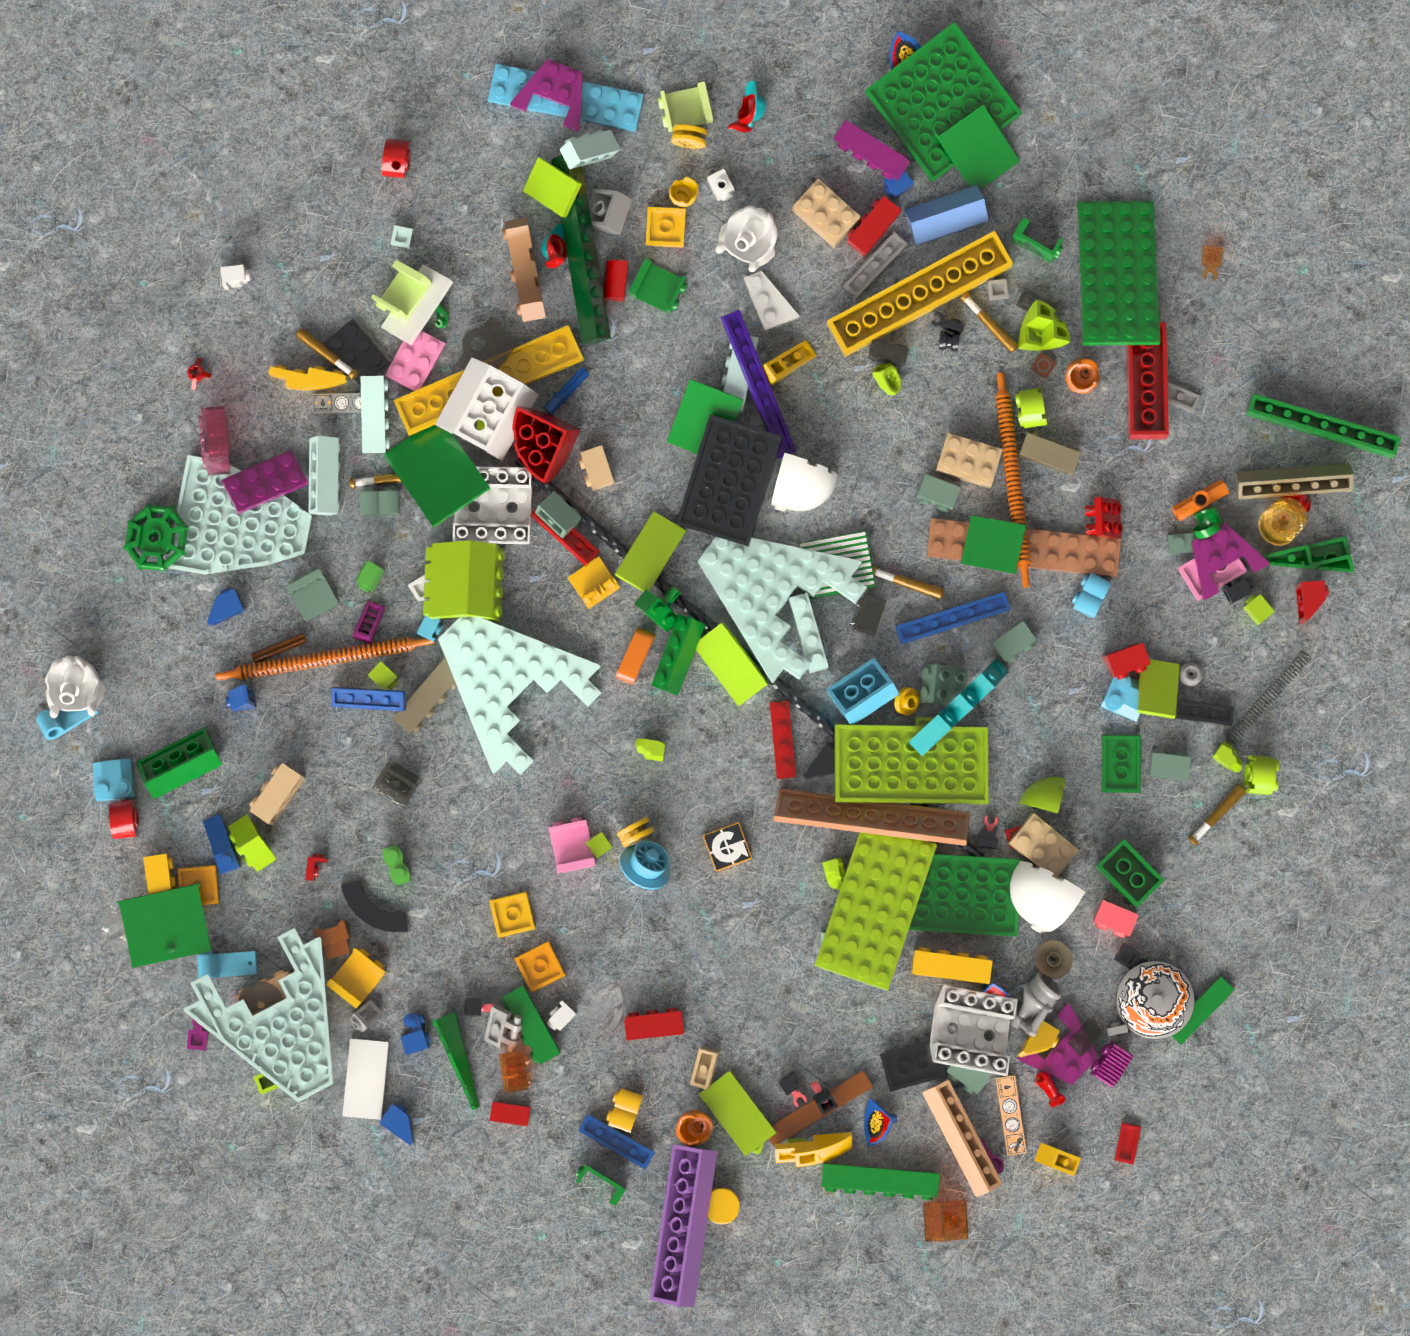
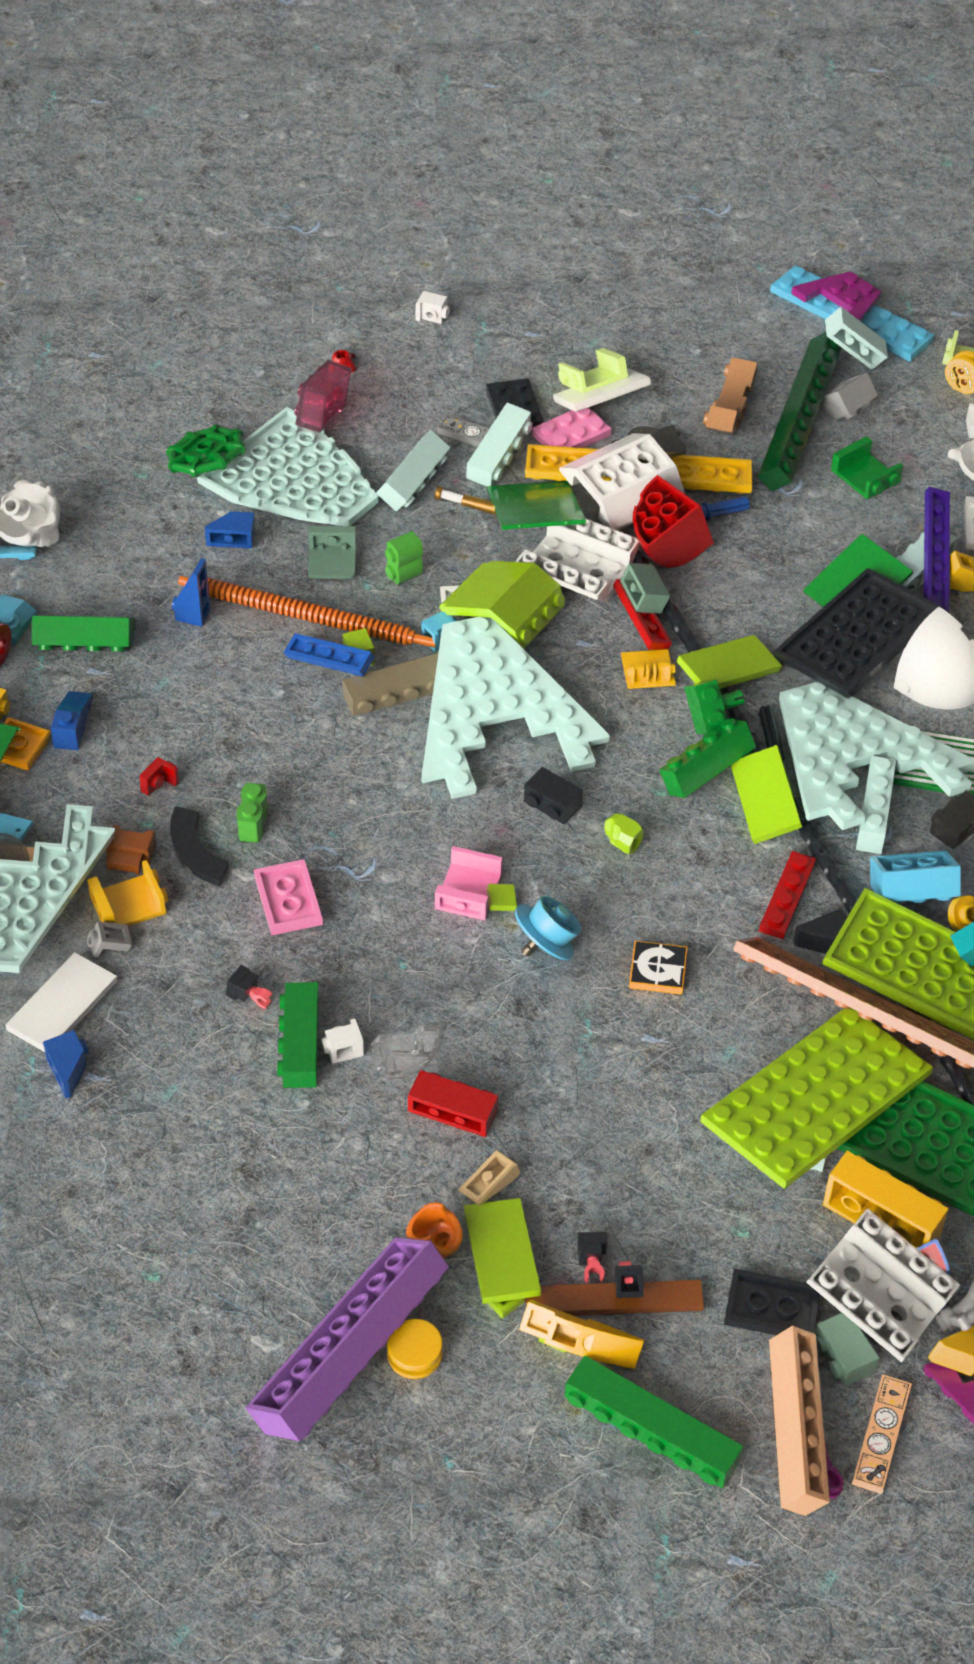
camera: 25 degrees right, 35 degrees down
(251, 843) = (105, 724): lime brick -> none
(264, 482) = (349, 451): magenta plate -> none
(276, 794) = (167, 690): tan brick -> none
(278, 647) = (268, 585): reddish brown axle -> none
(315, 379) = (452, 402): yellow slope -> none
(322, 350) = (482, 388): pearl gold piece -> none
(372, 631) = (374, 603): magenta slope -> none
(379, 502) = (456, 515): sand green brick -> none
(396, 158) = (649, 290): red piece -> none
(397, 783) = (310, 736): clear smoke brick -> none
(401, 237) = (619, 342): light aqua plate -> none
(417, 1038) = (151, 986): blue brick -> none
(442, 317) = (622, 409): green arm -> none
(452, 1040) = (194, 1004): green wedge -> none
(460, 920) = (288, 897): none -> bright pink plate
(497, 1028) = (258, 1013): light grey plate -> none
(510, 1113) = (209, 1118): red tile -> none
(512, 914) = (353, 921): yellow tile -> none
(514, 1071) = (244, 1067): clear orange slope -> none
(540, 966) = (351, 985): light orange tile -> none
(552, 187) = (799, 352): lime tile -> none
(554, 247) = (774, 396): red hair -> none
(589, 741) = (553, 795): none -> black brick
(596, 467) = (711, 576): tan brick -> none
(615, 280) = (821, 452): red brick -> none
(616, 1141) = (323, 1209): blue plate -> none
(620, 1188) = (284, 1256): green panel -> none
(625, 1110) = (357, 1177): yellow brick -> none
(635, 655) = (656, 745): orange beam -> none
(635, 832) = (558, 887): yellow head -> none
(665, 227) = (901, 431): yellow plate -> none
(684, 192) = (937, 413): yellow hair -> none
(708, 600) = (770, 728): none -> black axle
(834, 873) = (780, 1040): lime rock -> none
(877, 1123) = (687, 1347): shield -> none
(945, 1220) = (720, 1518): clear orange slope -> none
(1046, 1083) = (953, 1414): red piece -> none
(1057, 1159) = (926, 1517): yellow slope -> none

